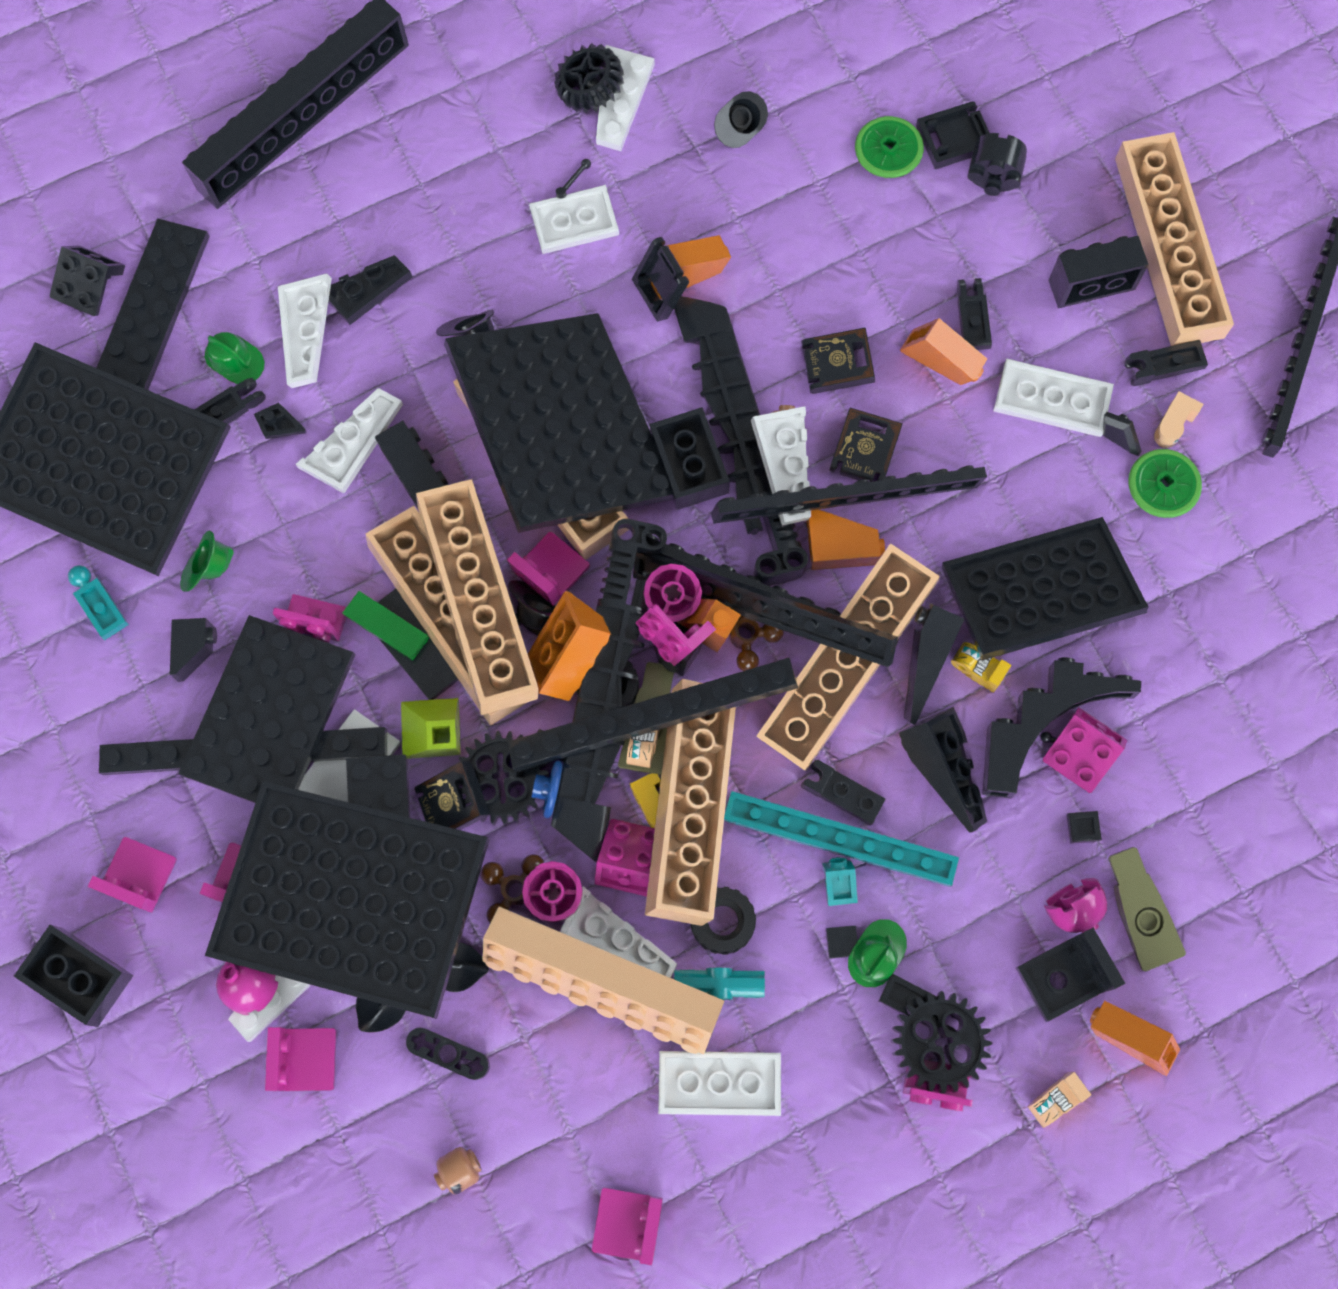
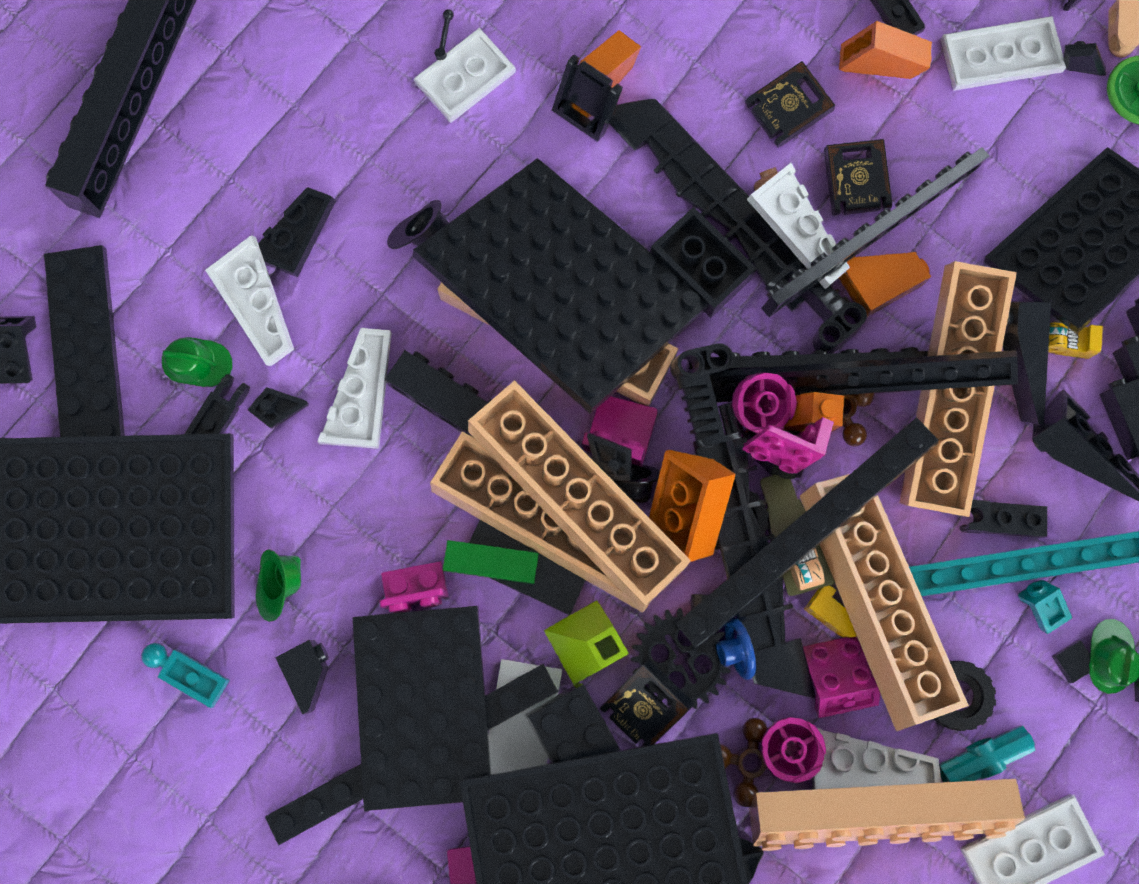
camera: 30 degrees left, 5 degrees up
(522, 581) = (611, 457): none -> black piece

